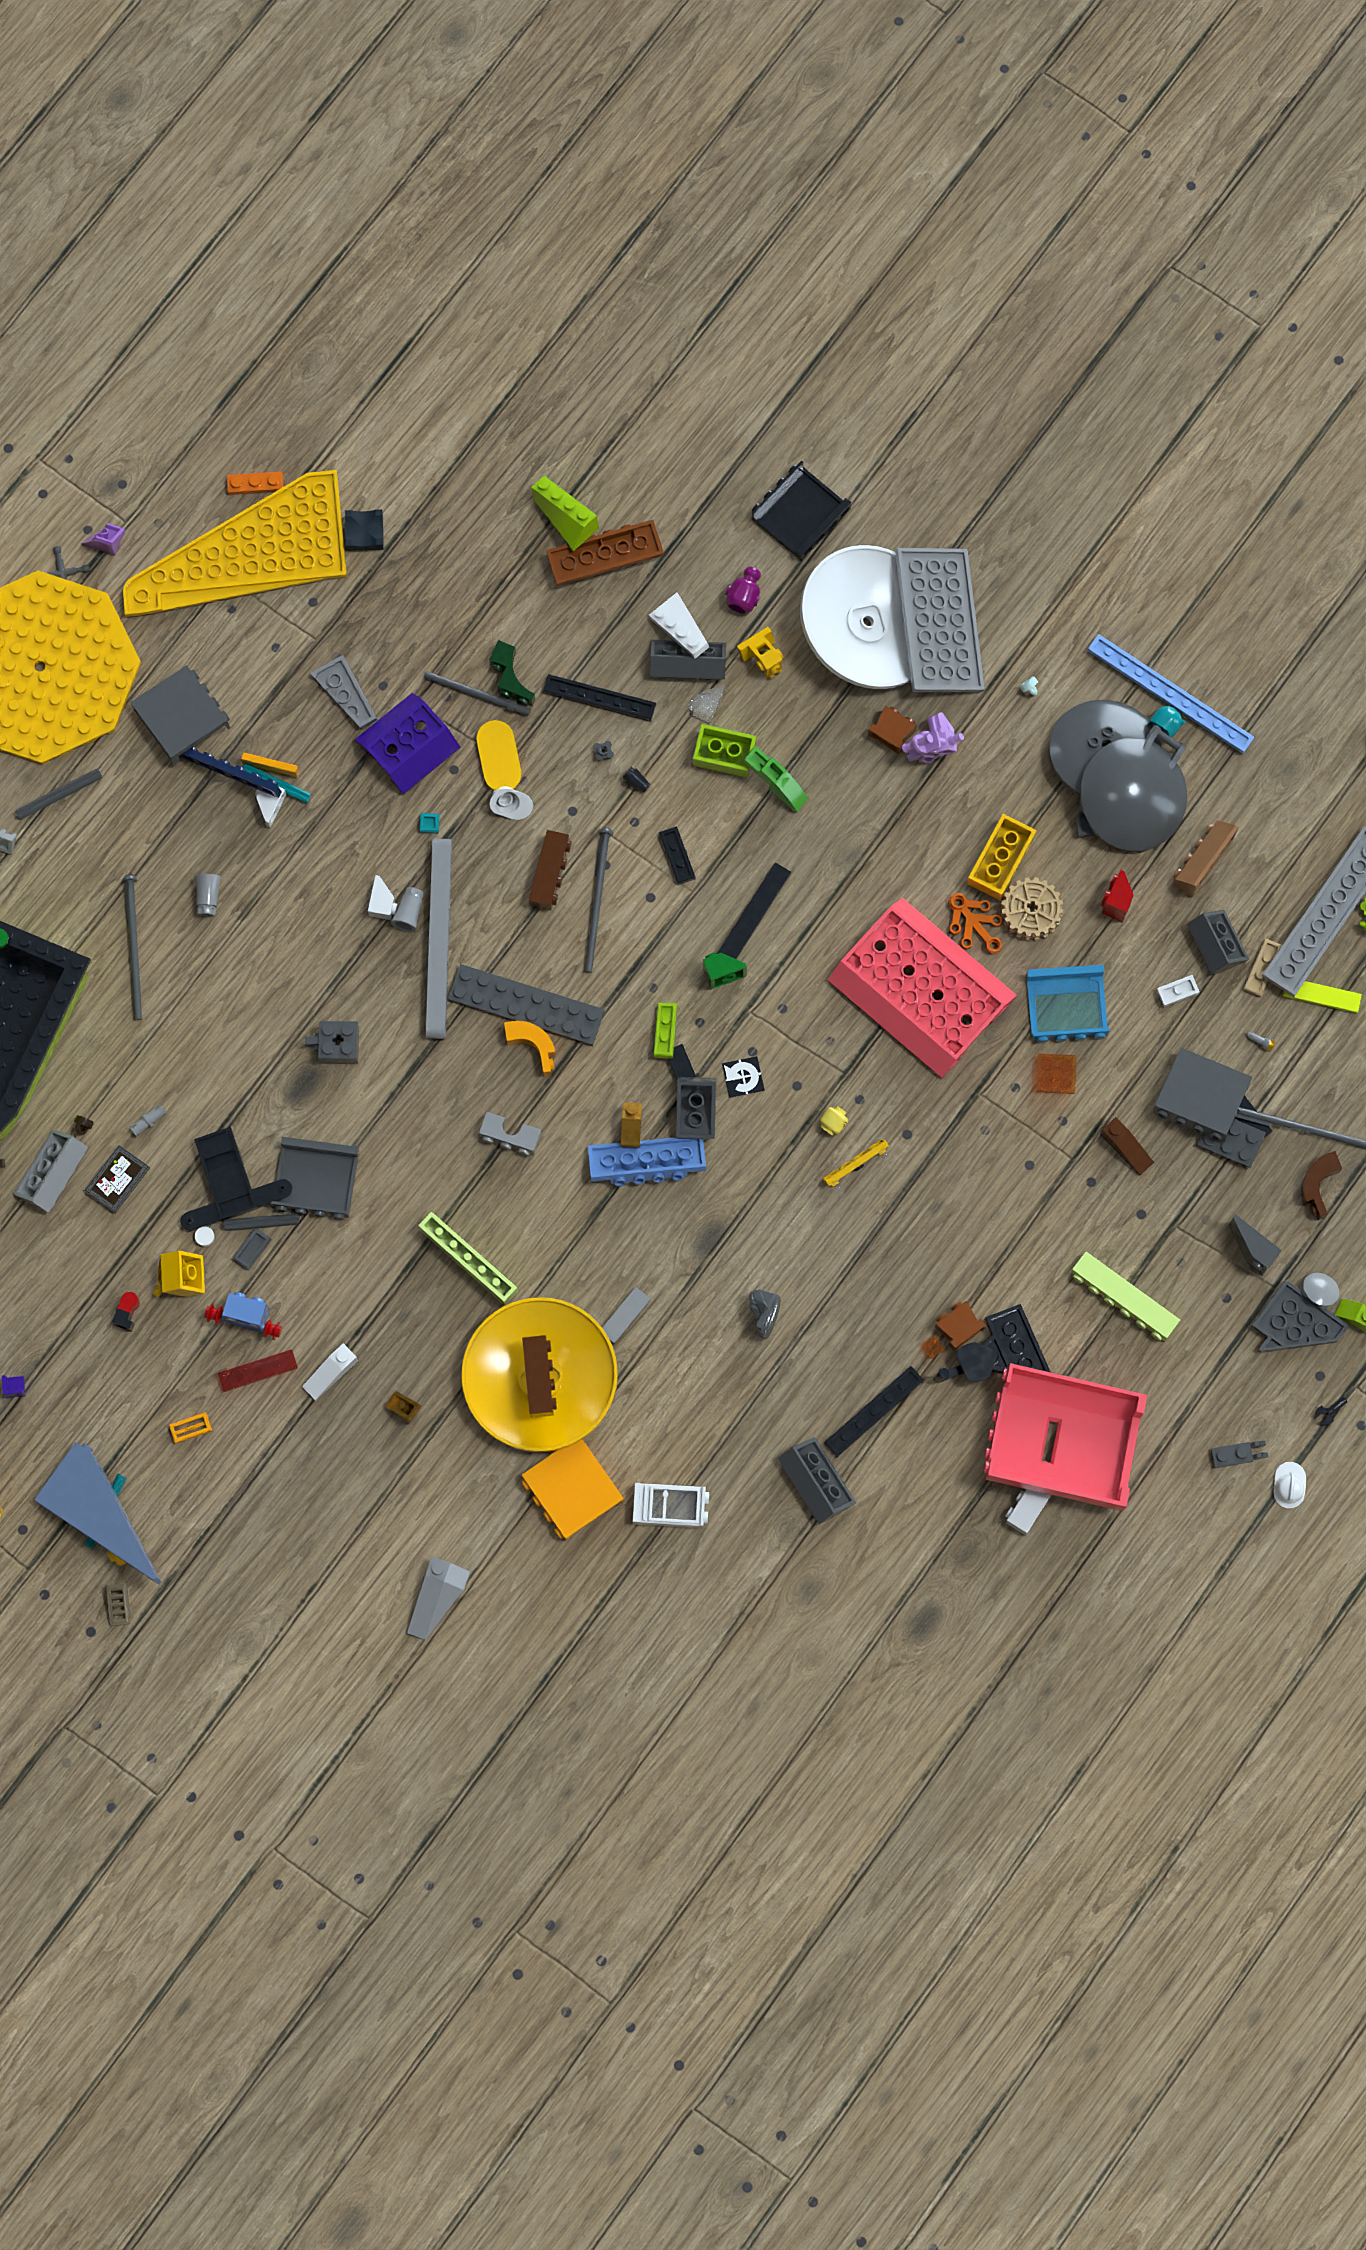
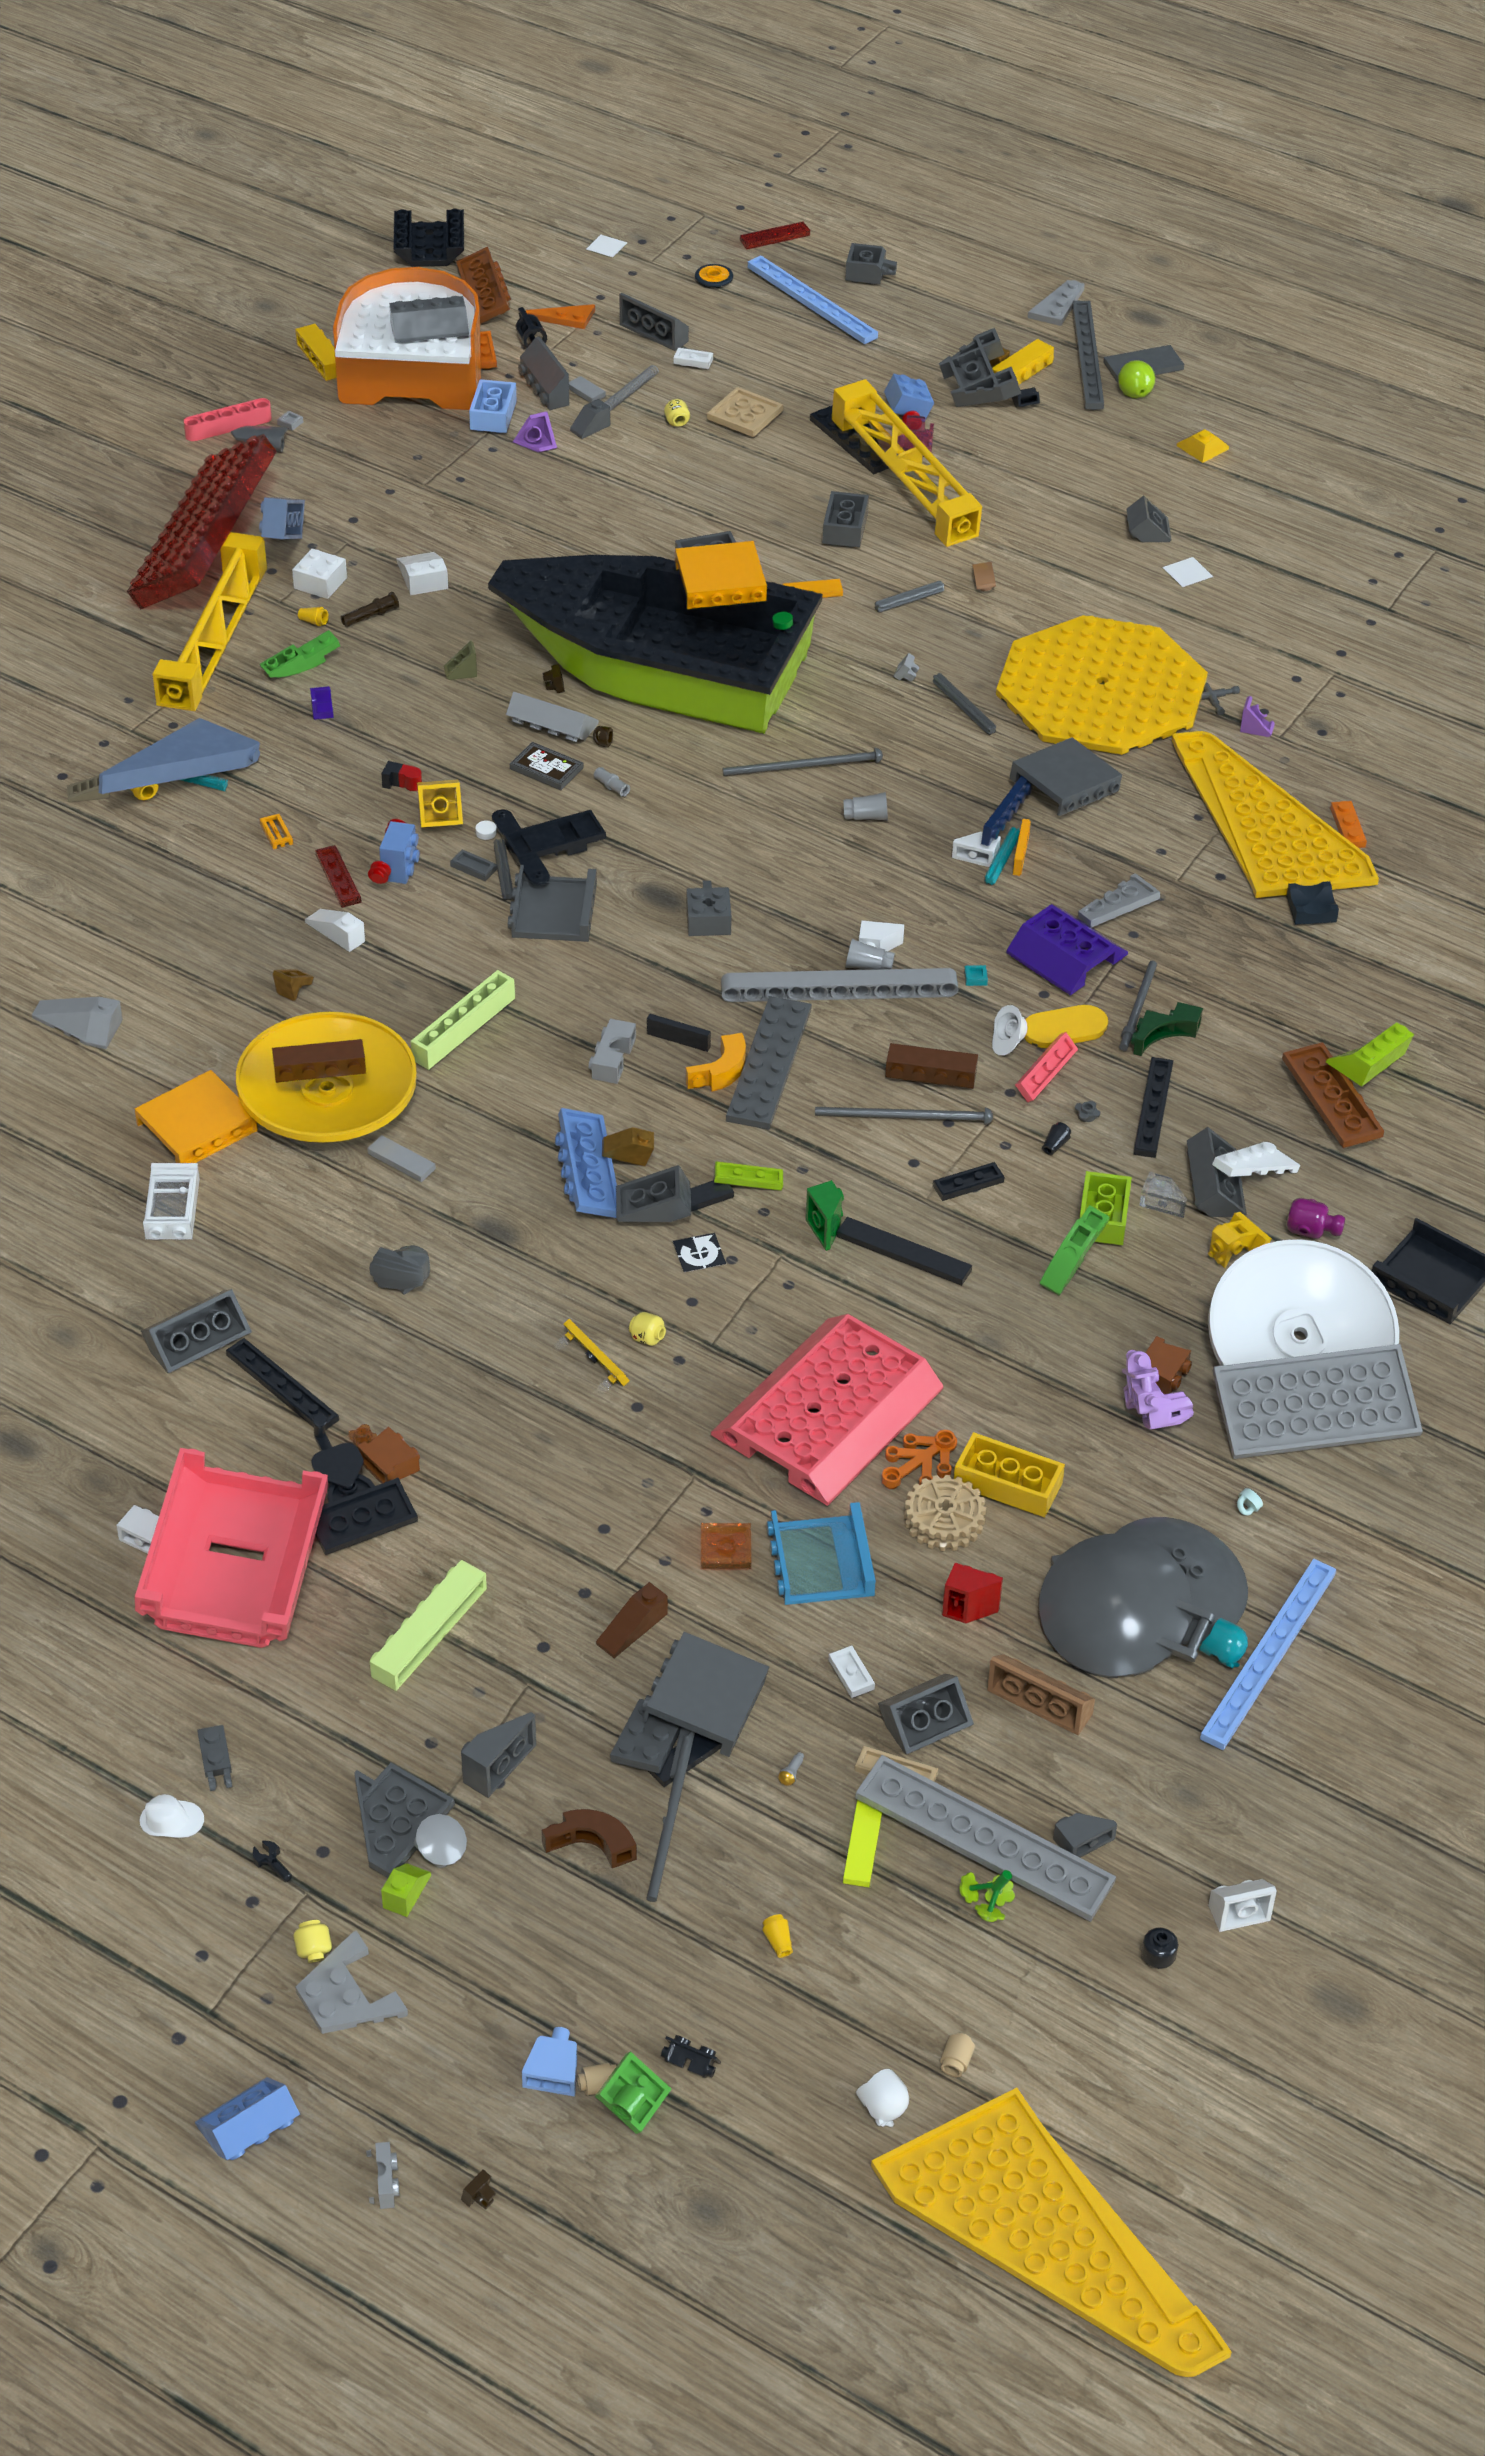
camera: 85 degrees right, 30 degrees down
(490, 1077) = (678, 1032): none -> black tile
(552, 777) = (1046, 1067): none -> coral plate
(1327, 846) = (1083, 1833): none -> dark grey slope

